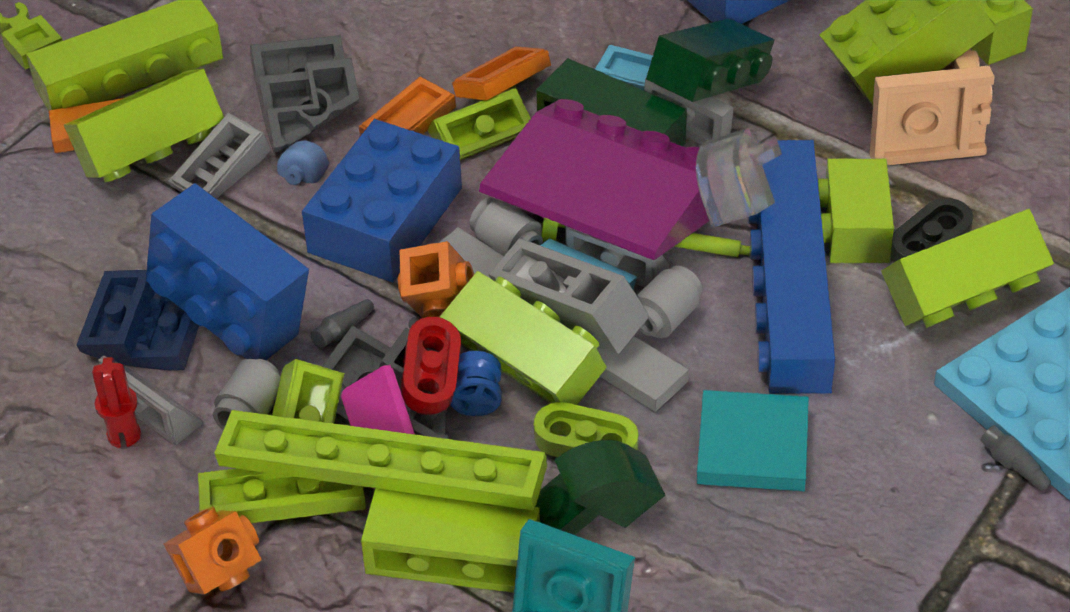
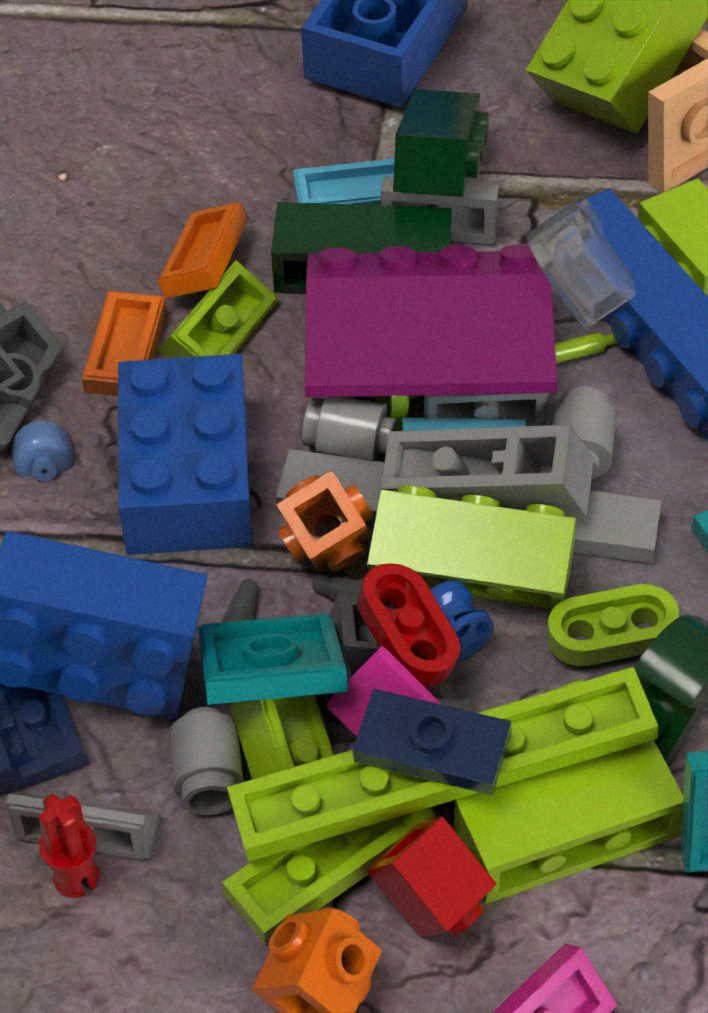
camera: 30 degrees left, 5 degrees up
(323, 345) = (271, 658): none -> teal tile
(328, 533) = (433, 879): none -> red brick
(374, 438) = (432, 741): none -> dark blue plate

